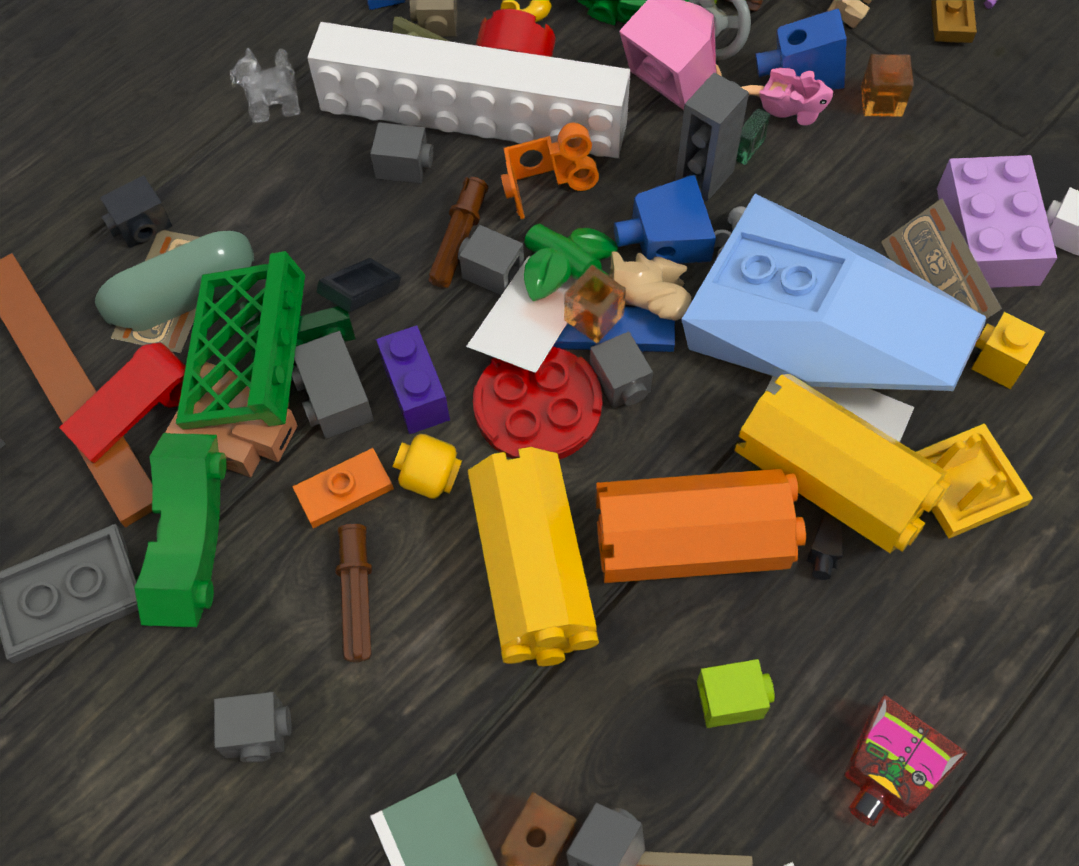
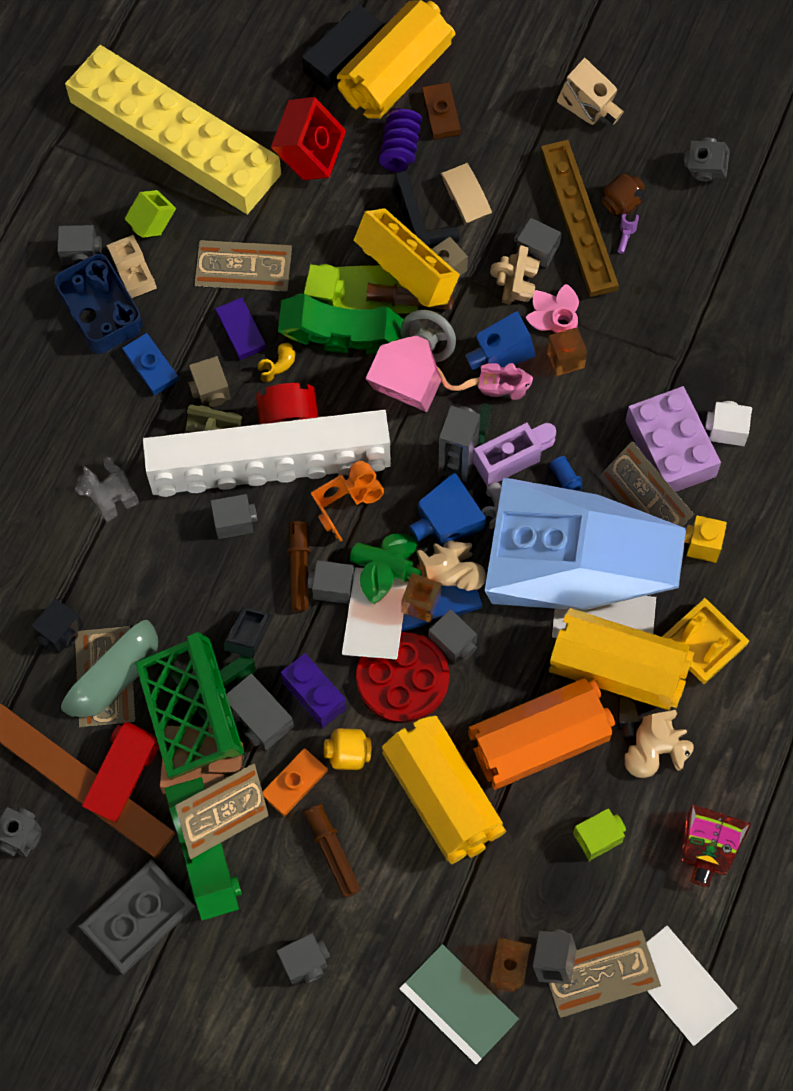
camera: 20 degrees left, 5 degrees up
(220, 485) = (222, 810): none -> sticker
(779, 172) = (512, 451): none -> lavender brick
(837, 218) = (565, 474): none -> blue pin
(857, 586) = (655, 738): none -> tan animal
(879, 39) = (552, 308): none -> bright pink plate

